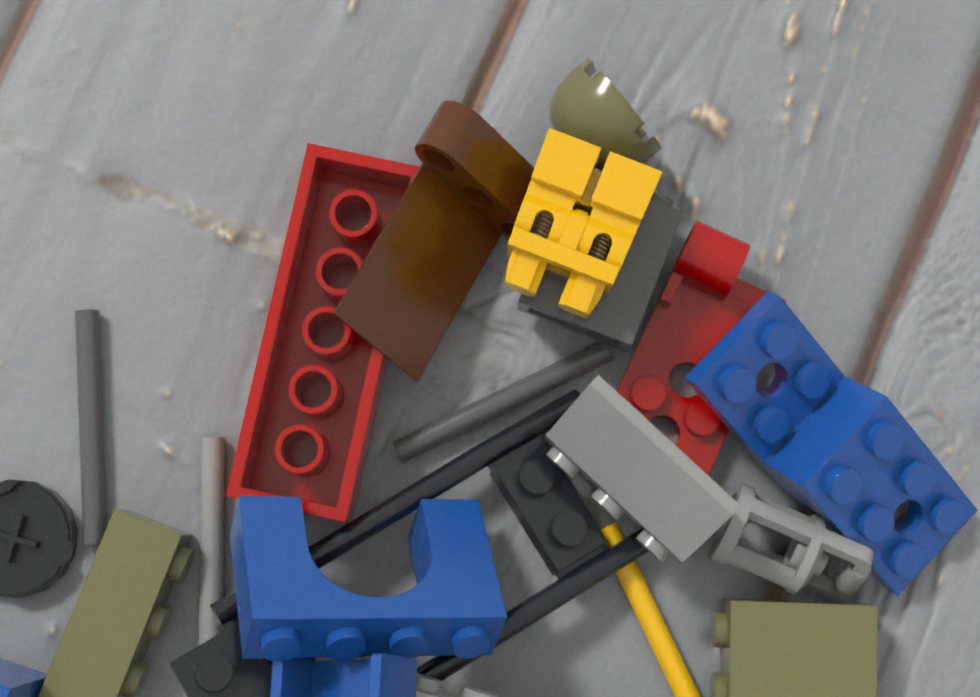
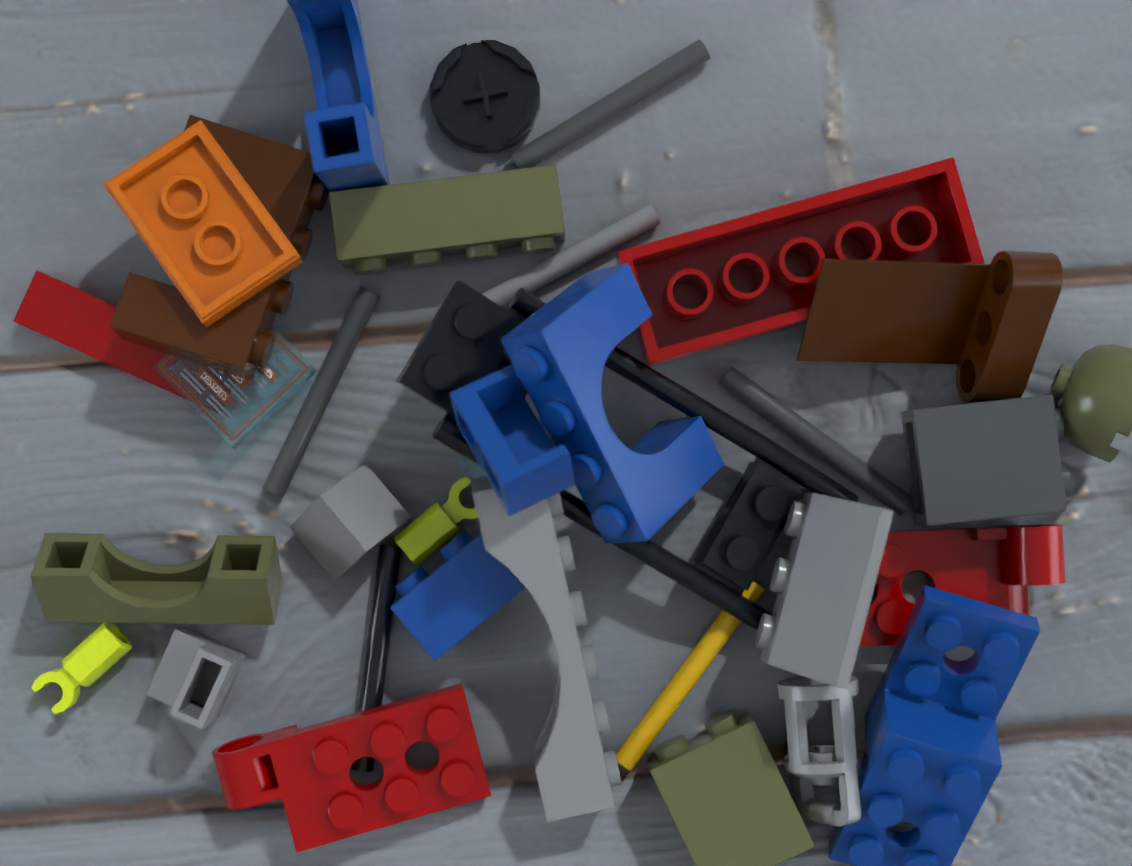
camera: 60 degrees right, 5 degrees up
(566, 180) = (1022, 422): yellow hips -> none

